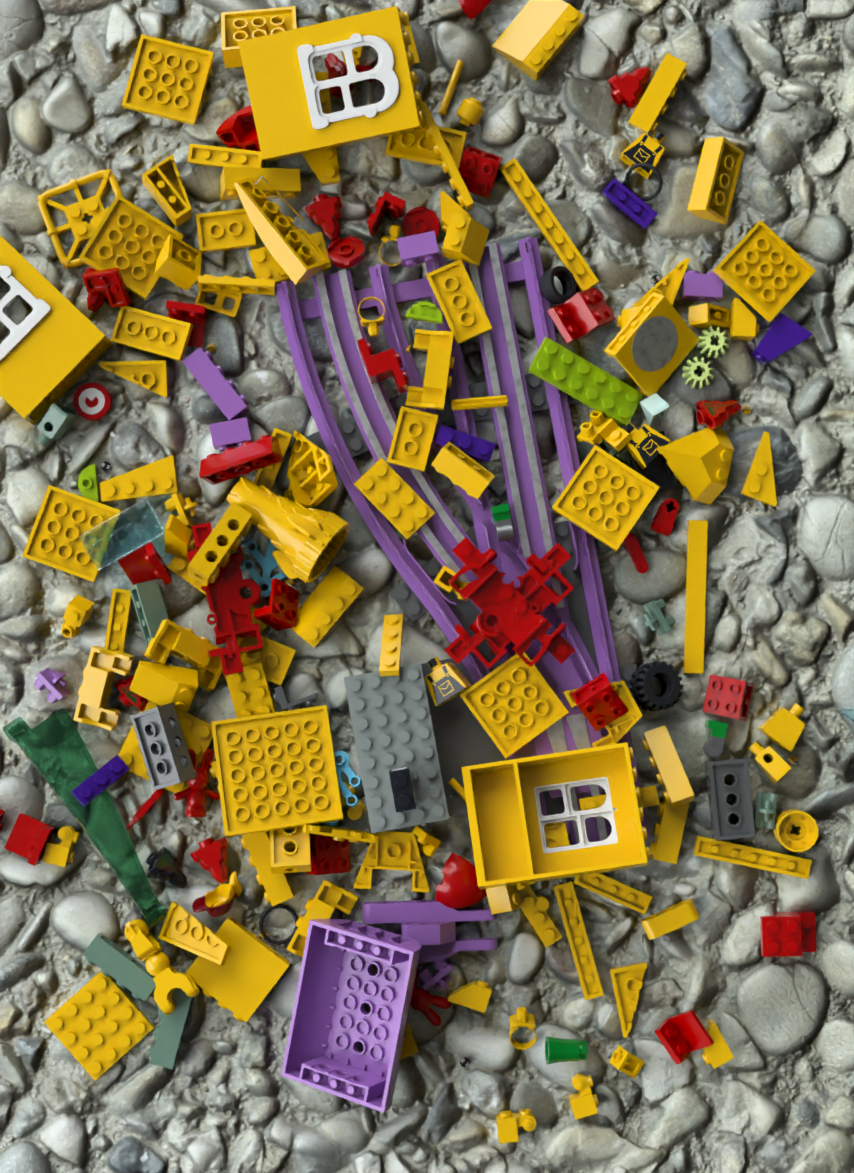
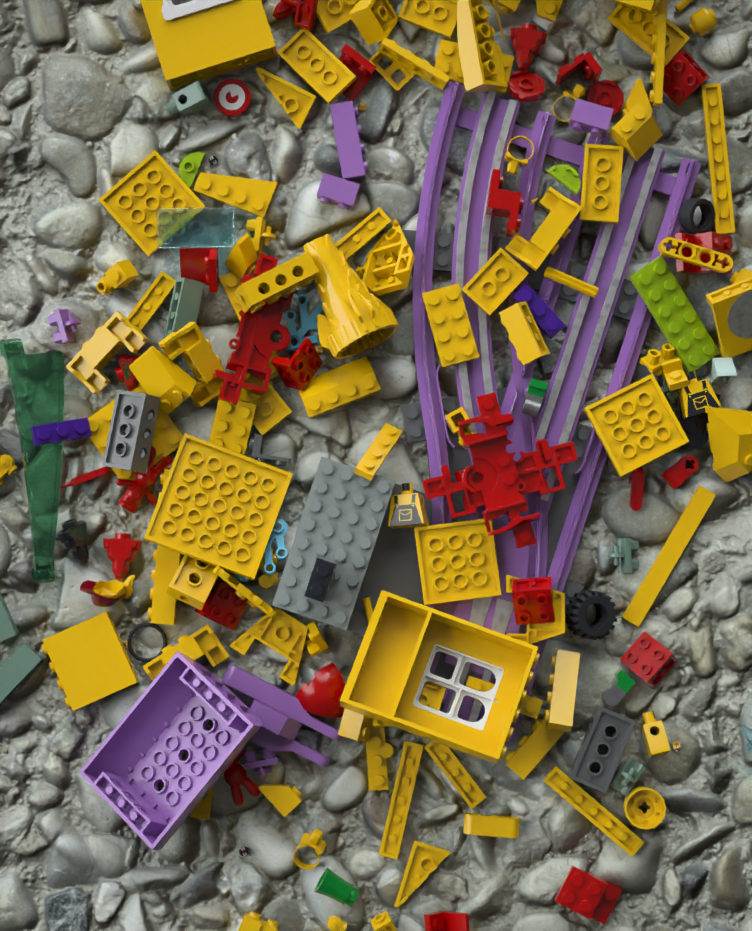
camera: 25 degrees right, 0 degrees up
(158, 965) = (24, 619): yellow piece -> none
(192, 935) = (65, 606): yellow wing -> none
(240, 460) = (334, 219): red slope -> none
(576, 320) = (695, 257): none -> yellow beam
(784, 727) = (684, 712): yellow torso -> none

